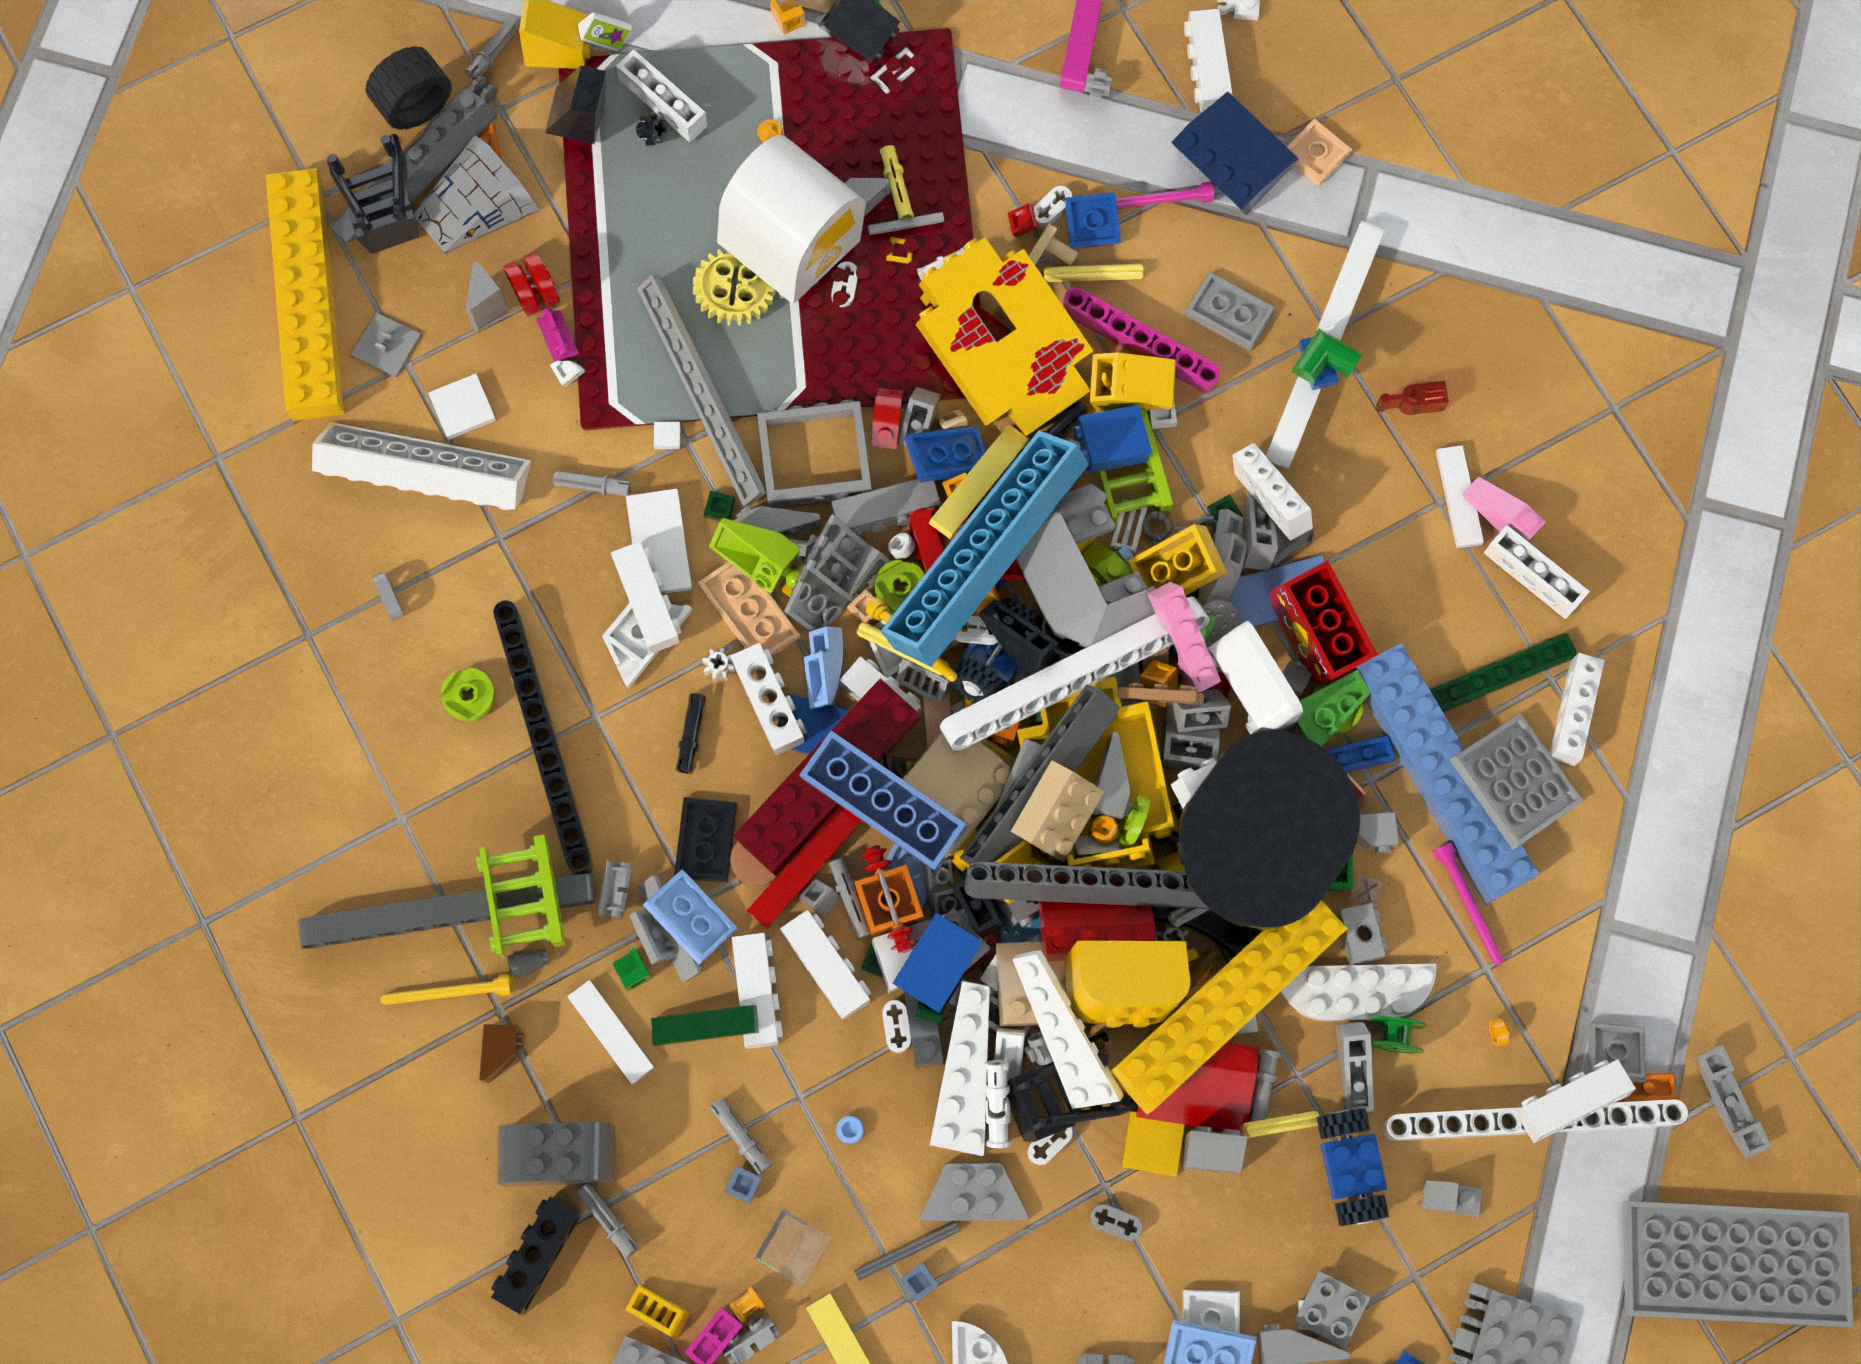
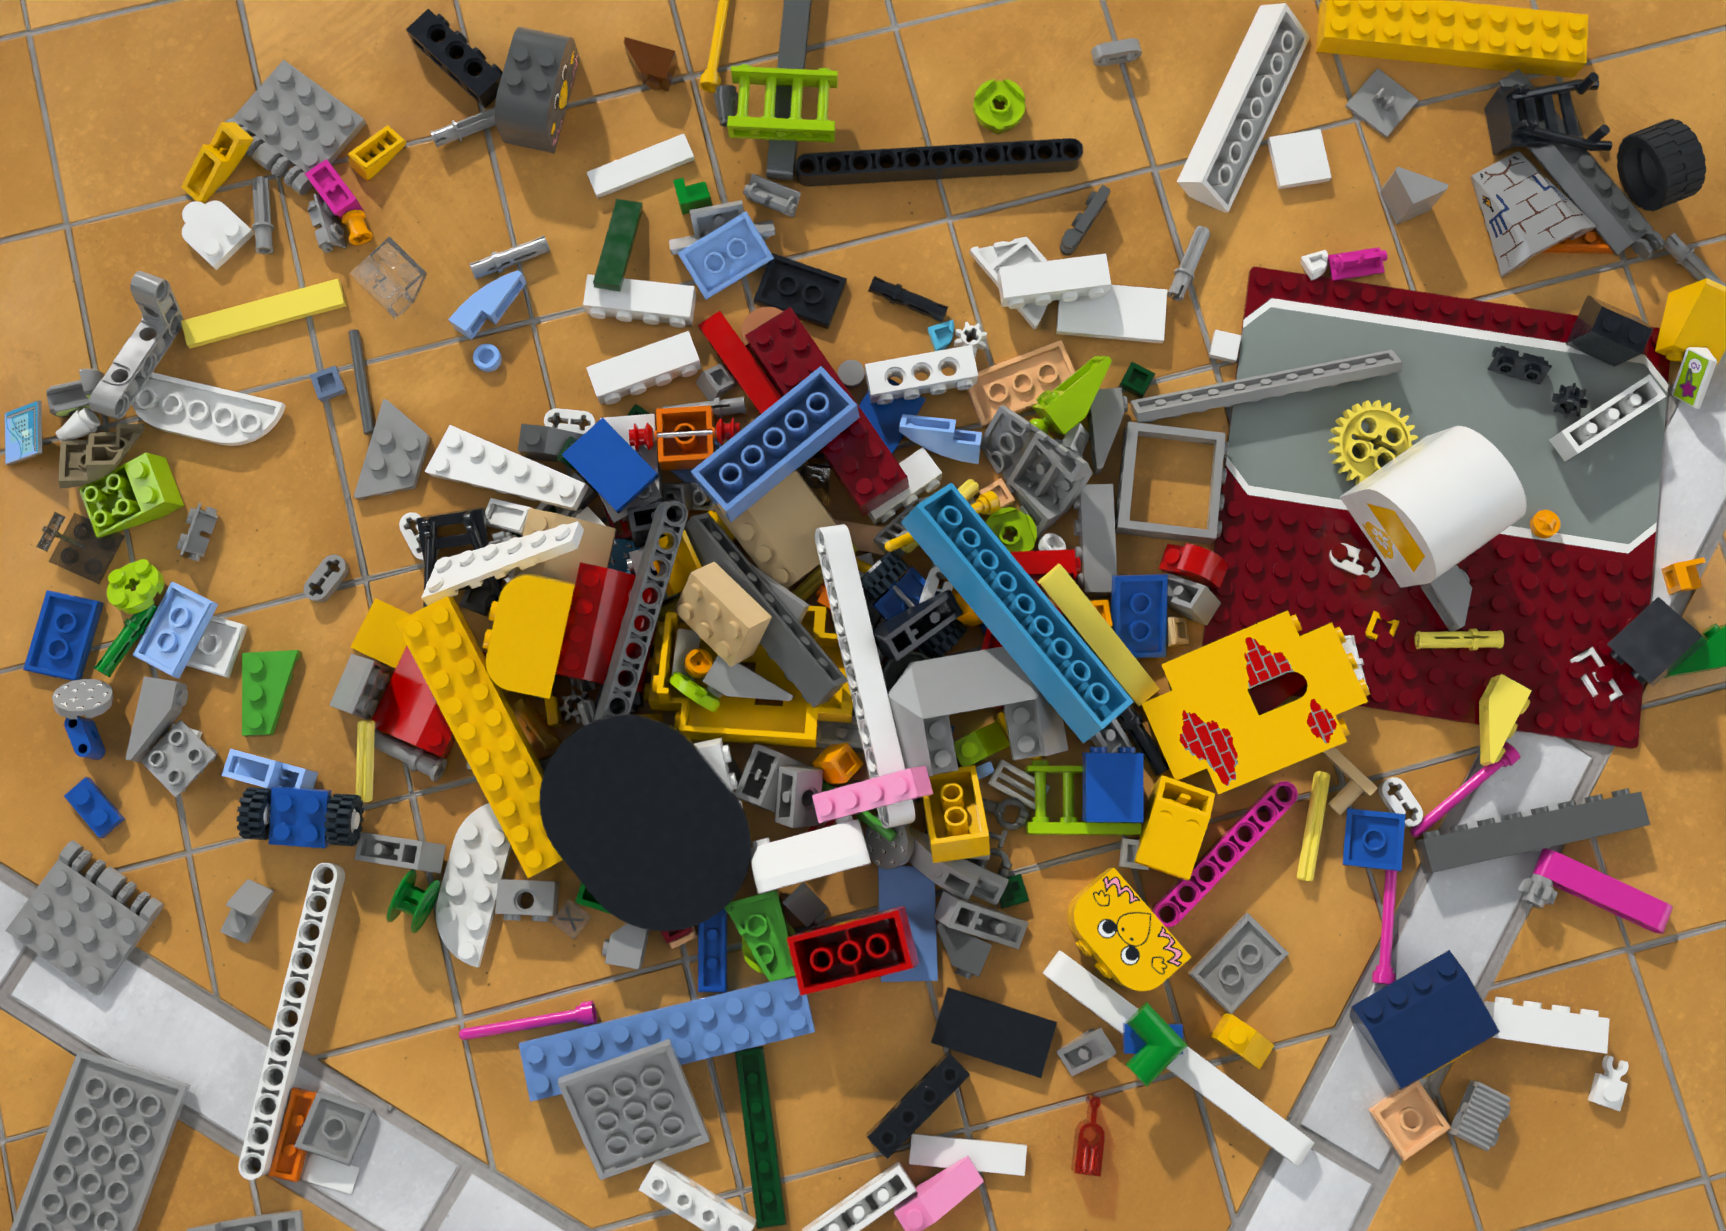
camera: 105 degrees right, 5 degrees up
(534, 282) = (1415, 243): red wheel -> none
(572, 586) = (1084, 221): none -> dark grey hinge
(625, 167) = (1526, 368): none -> black hinge
(719, 694) = (941, 335): none -> medium azure tile
(743, 1184) = (464, 249): sand blue plate -> none
(778, 769) = (851, 373): none -> light grey tile
(796, 1142) = (487, 303): none -> light blue slope
(905, 223) = (1410, 639): light grey bar -> none
(954, 139) = (1498, 712): none -> light yellow slope
(988, 130) = (1509, 758): none -> dark pink piece
(996, 1102) = (464, 493): white piece -> none
(1022, 220) = (1390, 765): red tile -> none
(1049, 98) = (1531, 832): none -> dark grey brick
(1161, 693) = (818, 754): medium nougat plate -> none
(1236, 405) = (1123, 934): none -> yellow brick
(1239, 1249) = (263, 689): none -> bright green wing
(1272, 491) = (1014, 941): white brick -> none
(1294, 295) = (1242, 1040): none -> yellow slope
(1297, 97) = (1480, 1115): none -> light grey brick
(1319, 1218) = (266, 772): none -> light blue slope
(1343, 416) = (1086, 1051): none -> light grey slope
(1350, 498) = (994, 1032): none -> black tile
(1433, 545) = (917, 1105): none -> black brick
(1499, 1032) = (389, 1011): light orange tile -> none
(1575, 1100) = (289, 1061): white brick -> none
(1656, 1046) = (330, 1173): none -> white sticker

